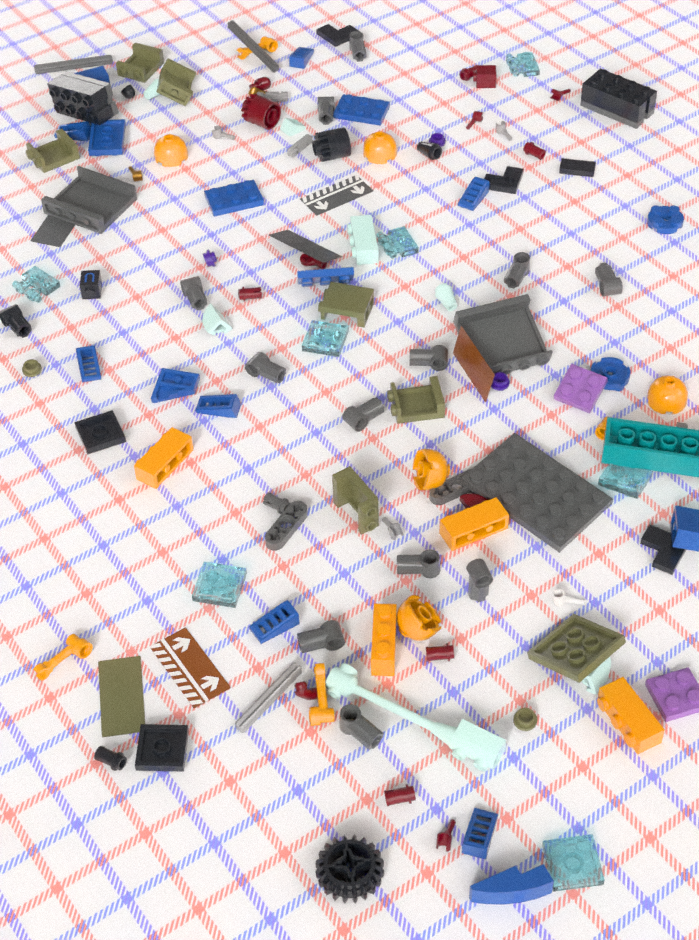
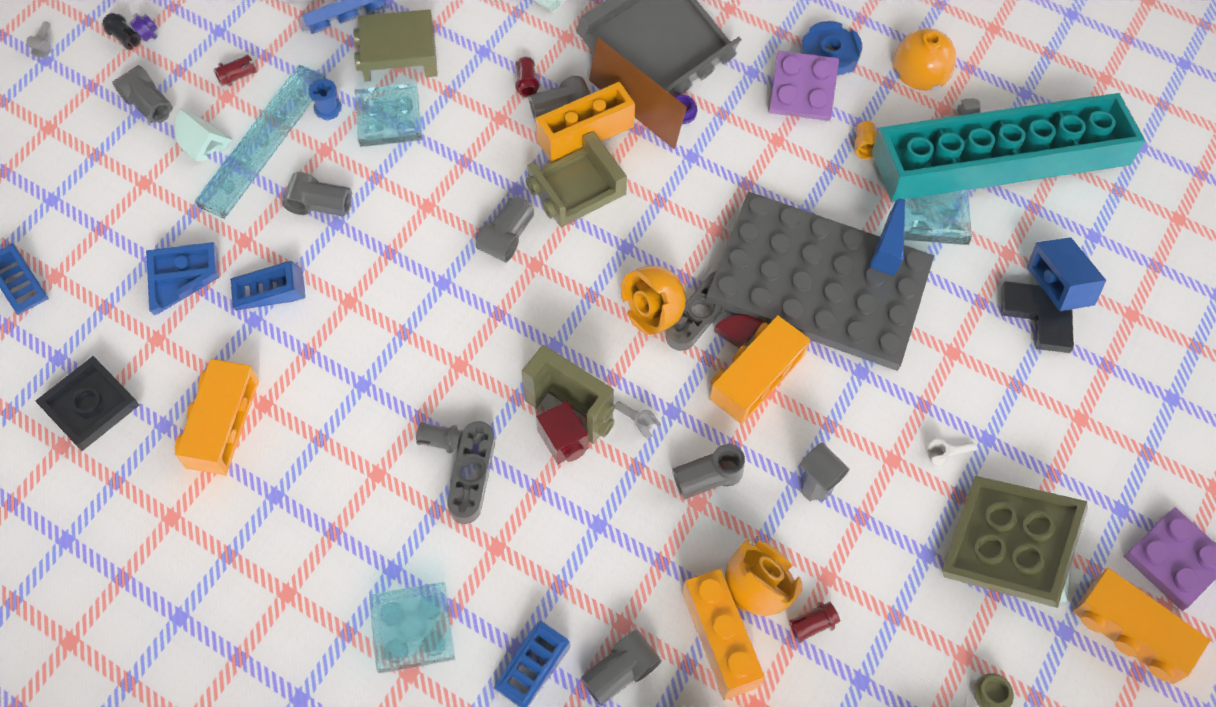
camera: 25 degrees left, 15 degrees up
(150, 254) = (40, 46): none -> light grey hand
(195, 254) = (116, 26): none -> black pin
(248, 333) = (258, 144): none -> clear light blue tile
(293, 320) = (324, 93): none -> blue bush
(345, 520) = (563, 433): none -> dark red brick
(415, 339) = (526, 80): none -> dark red pin
(449, 369) = (604, 112): none -> light orange brick
(582, 479) = (890, 247): none -> blue slope

